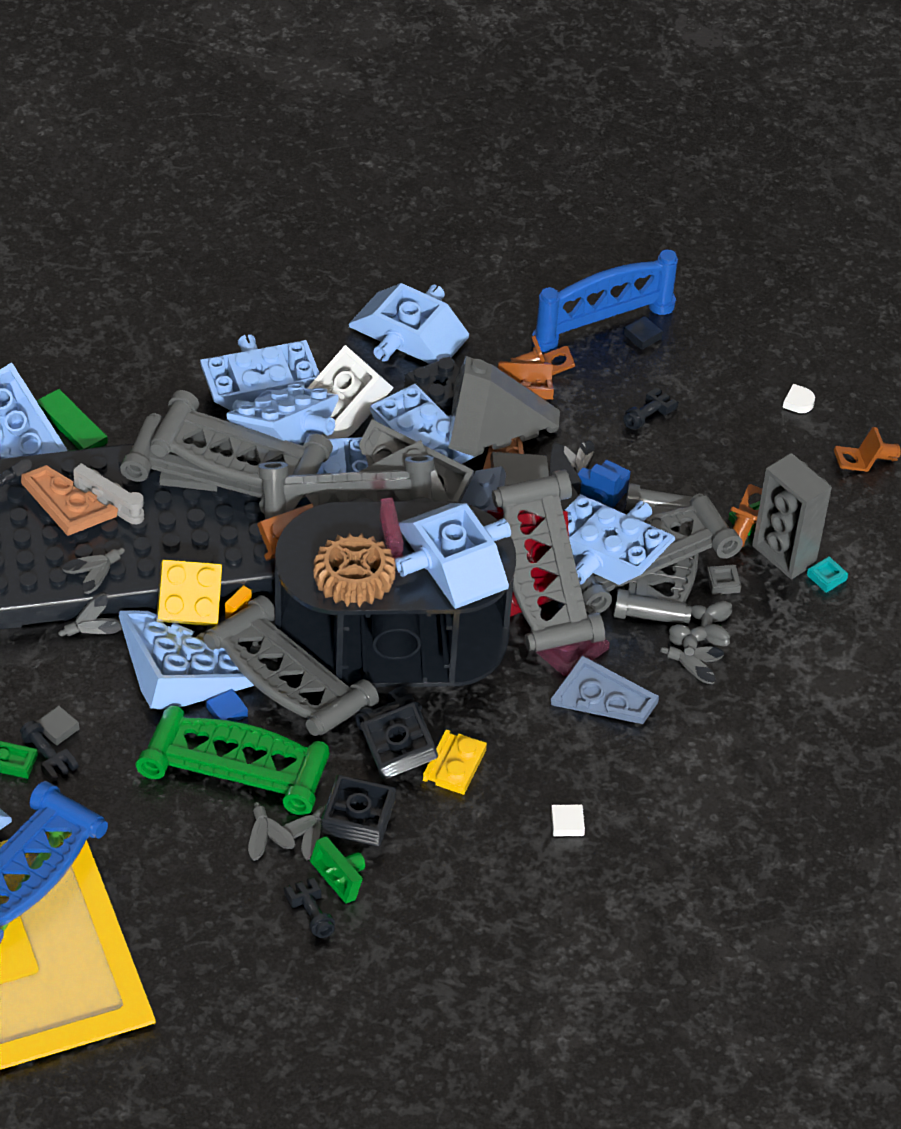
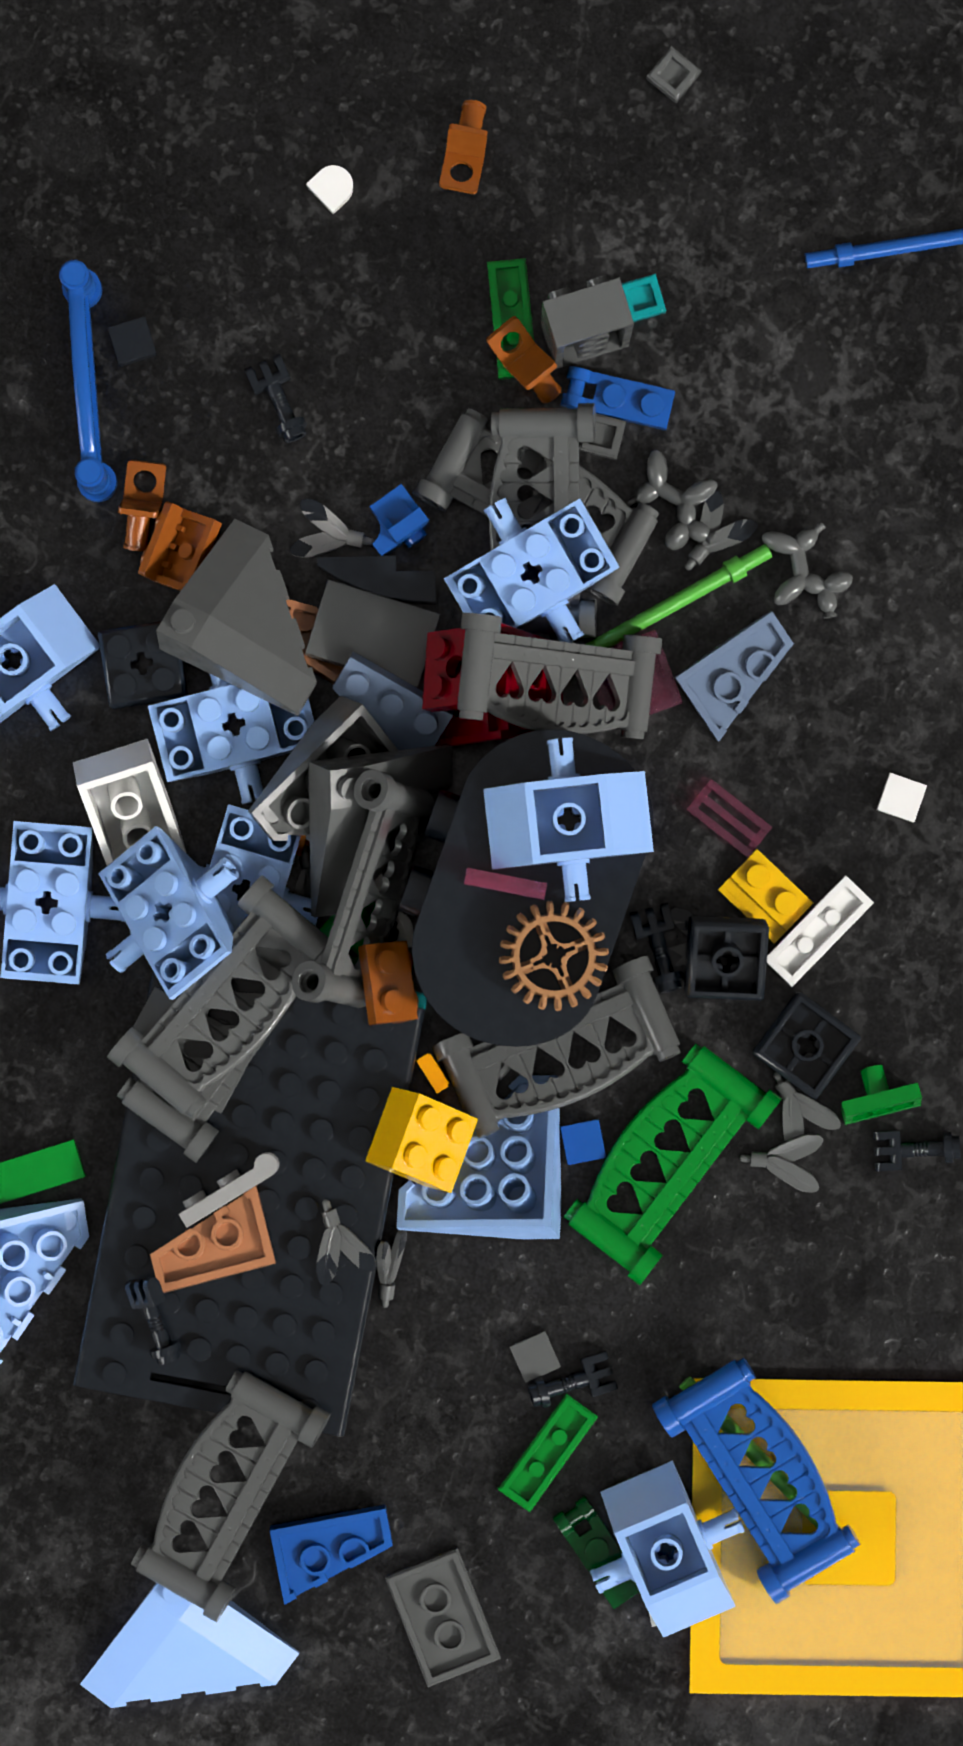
camera: 65 degrees left, 40 degrees up
(445, 796) = (818, 930): none -> white plate
(505, 706) = (745, 811): none -> clear pink tile
(673, 673) = (732, 570): none -> bright green bar
(684, 711) = (802, 579): none -> dark grey piece
(755, 581) = (620, 398): none -> blue plate

